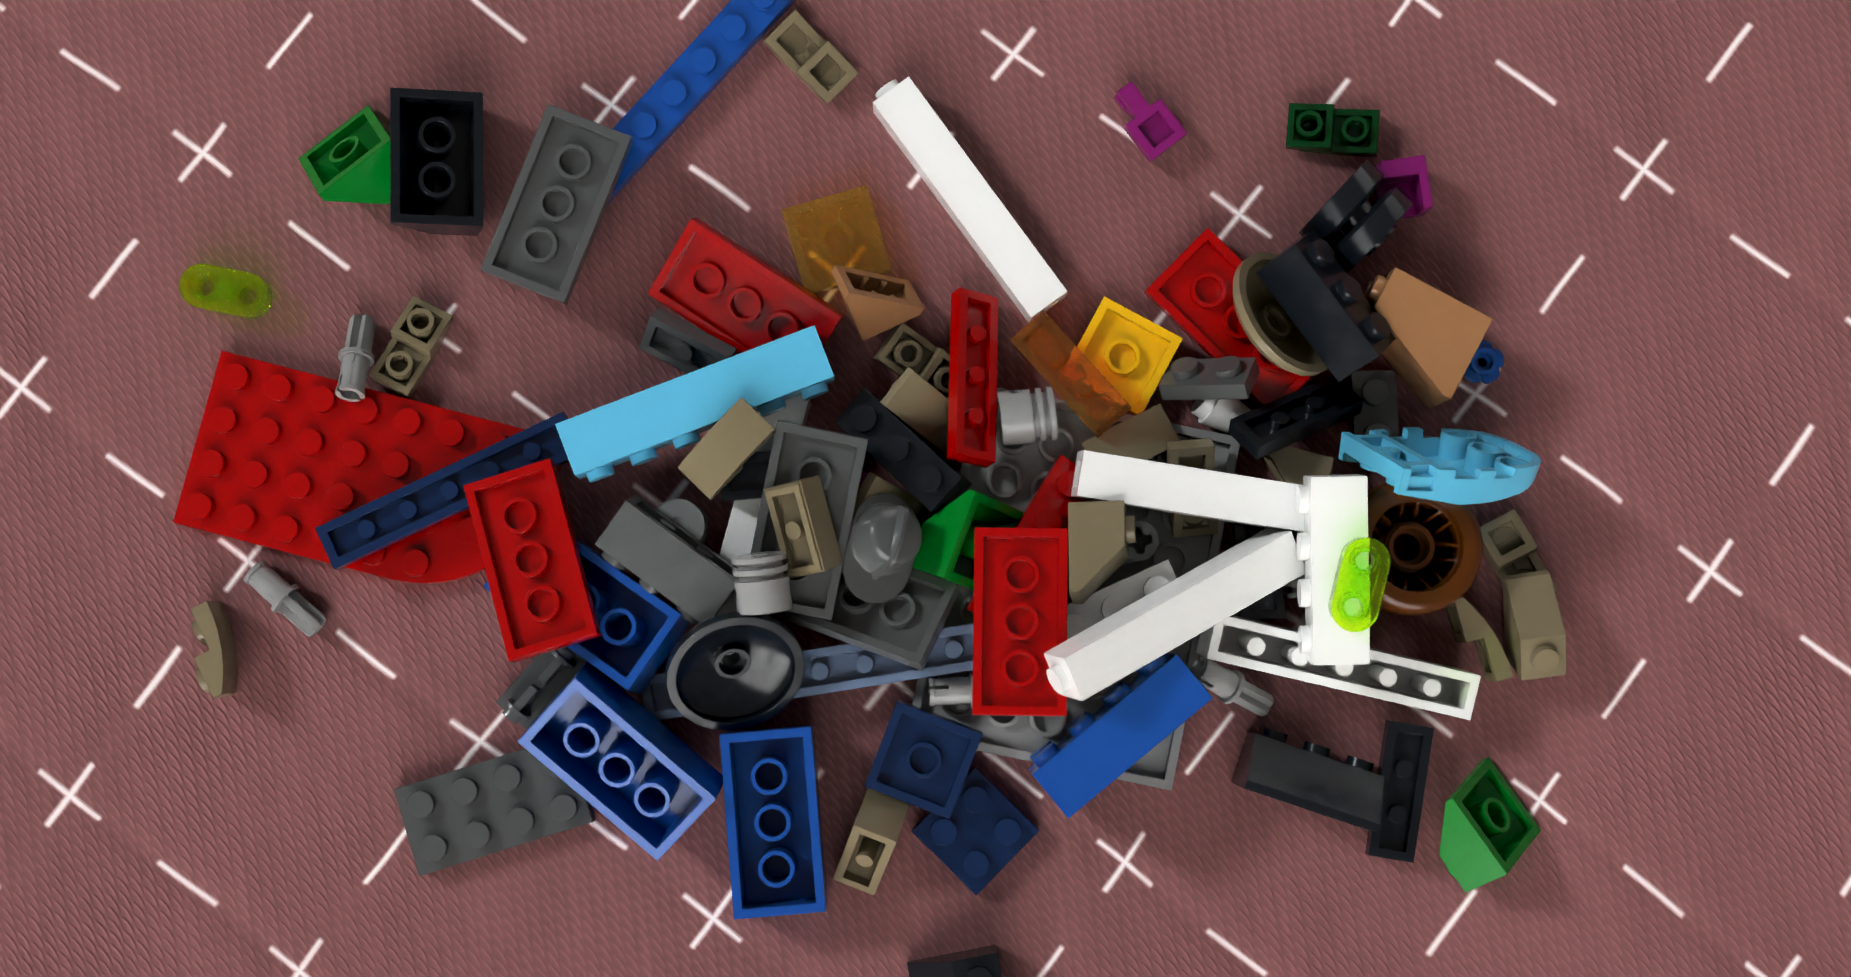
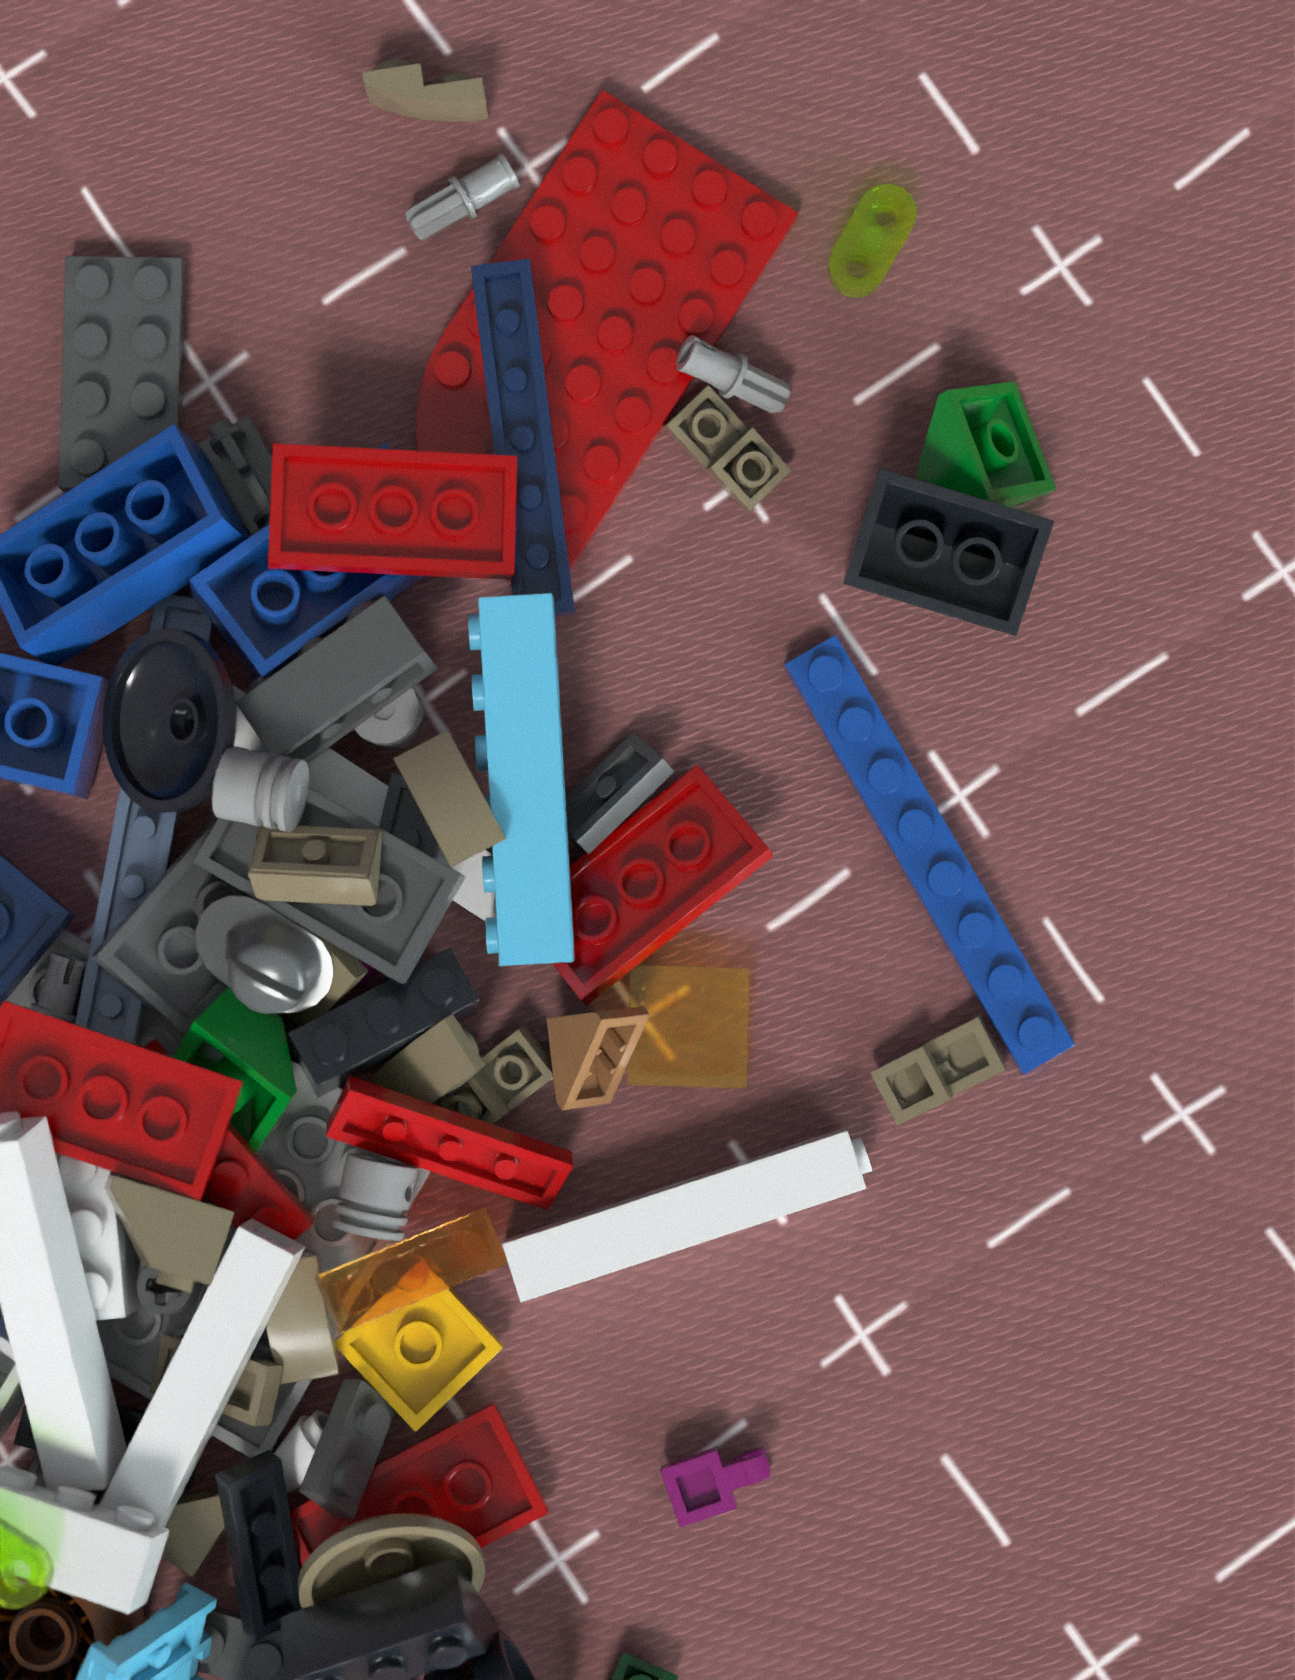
camera: 110 degrees right, 0 degrees up
(557, 204) = (843, 685): dark grey plate -> none

